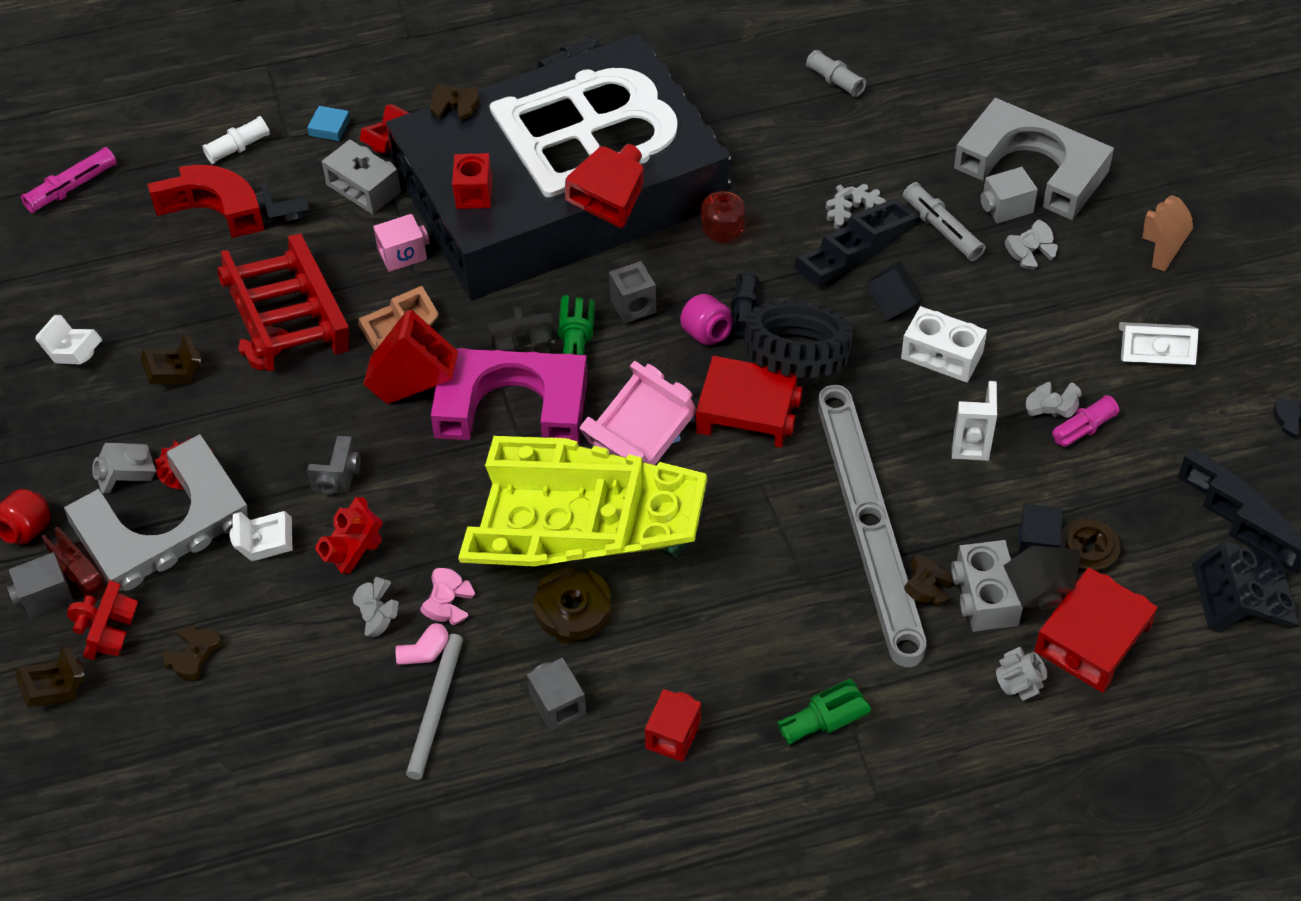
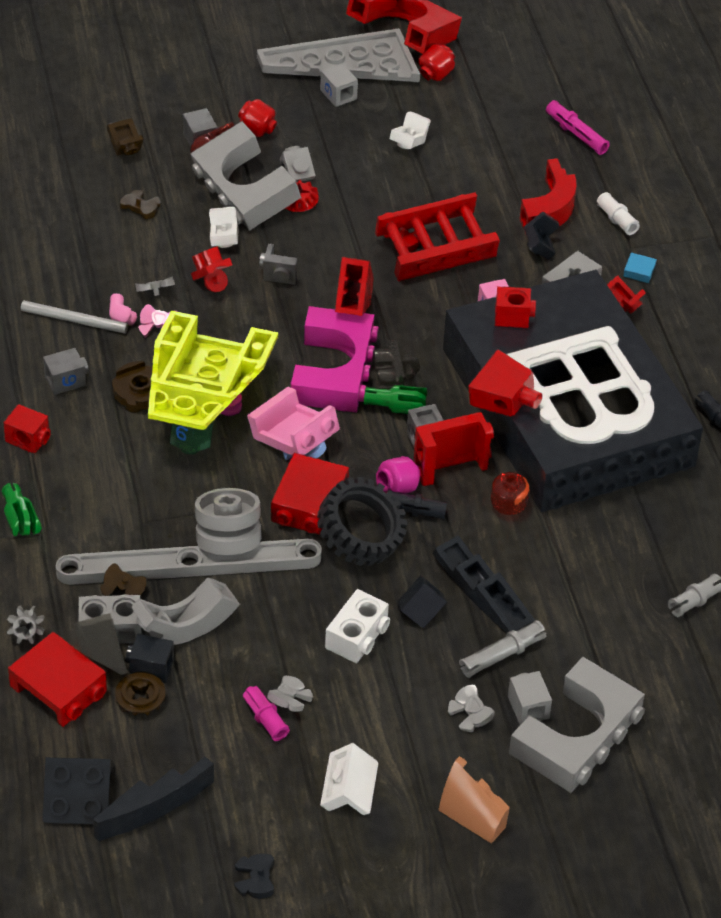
camera: 90 degrees right, 5 degrees down
(102, 637) = (166, 155): red hips -> none
(171, 365) = (385, 182): dark brown bracket -> none
(380, 323) = (413, 303): nougat slope -> none
(465, 100) = (617, 304): dark brown piece -> none
(674, 278) = (451, 444): none -> red panel
(823, 466) = (228, 521): none -> light grey wheel
(840, 207) = (539, 598): light grey animal -> none
(966, 503) = (189, 618): none -> light grey arch
(975, 427) = (259, 627): white panel -> none

